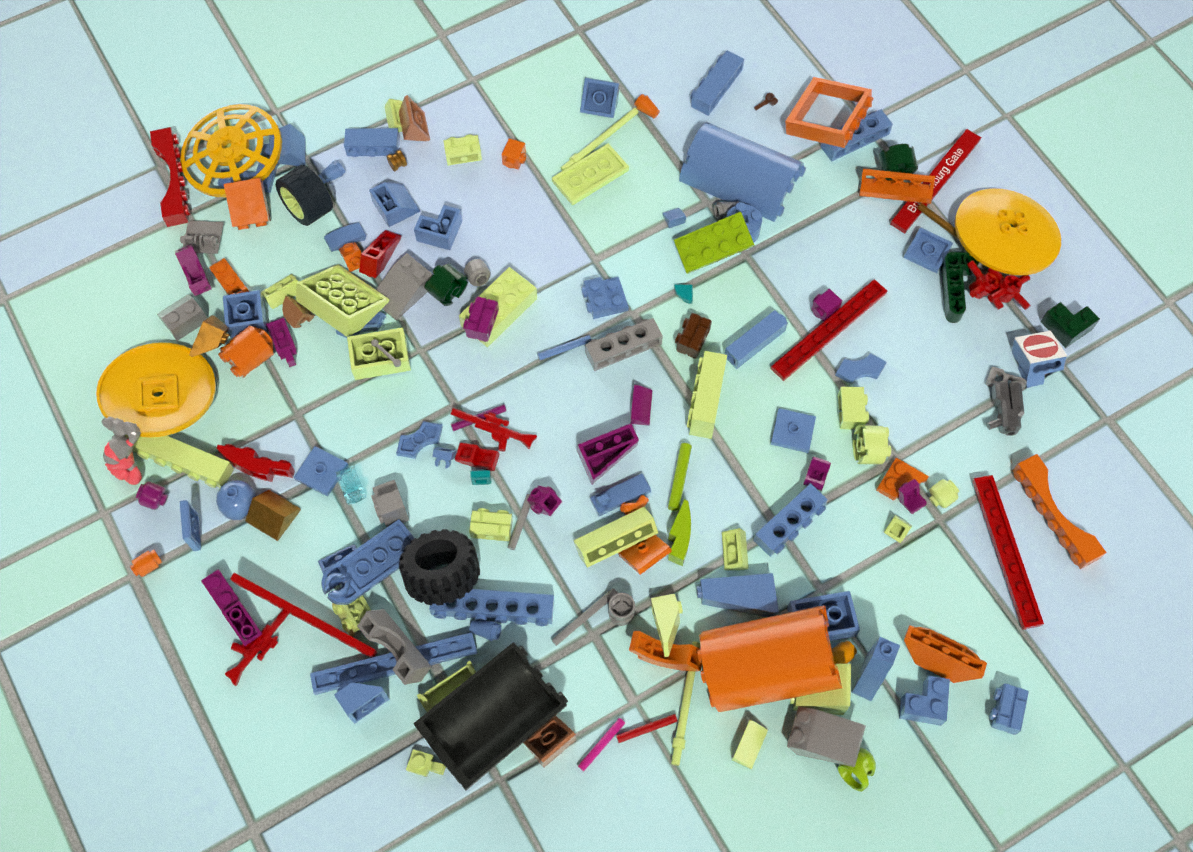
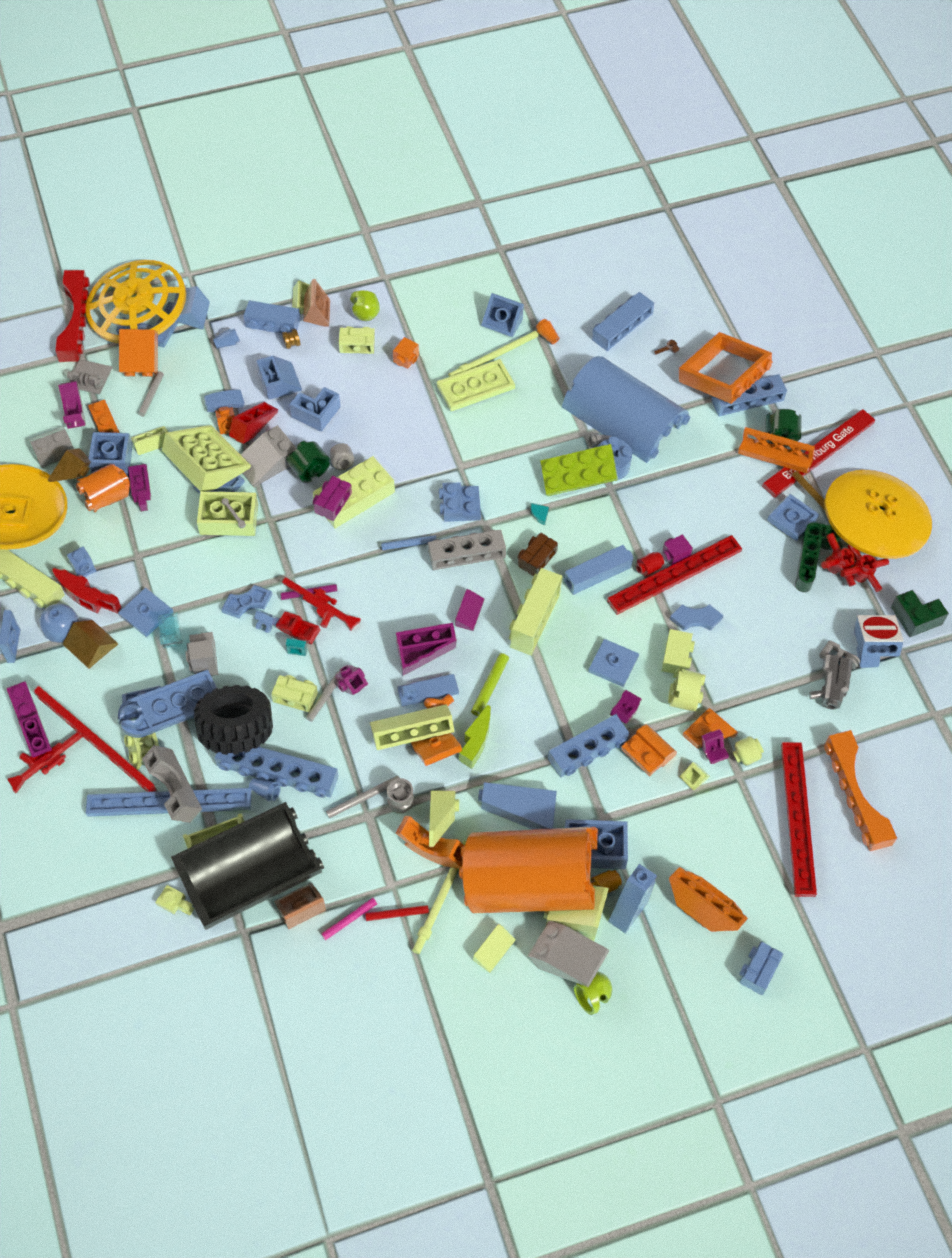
camera: 10 degrees right, 5 degrees down
(243, 433) = (81, 562): none -> medium blue brick
(269, 243) = (150, 395): none -> light grey bar
(295, 312) = (159, 462): medium nougat brick -> none
(304, 195) = (193, 354): black wheel -> none
(360, 699) = (128, 827): medium blue slope -> none
(463, 112) = (365, 306): none -> lime helmet
(674, 217) = (548, 441): medium blue slope -> none
(735, 550) = (527, 764): yellowish green slope -> none
(803, 323) = (649, 563): none -> red brick
(849, 512) = (648, 750): none -> orange brick
(930, 706) = (679, 950): medium blue brick -> none

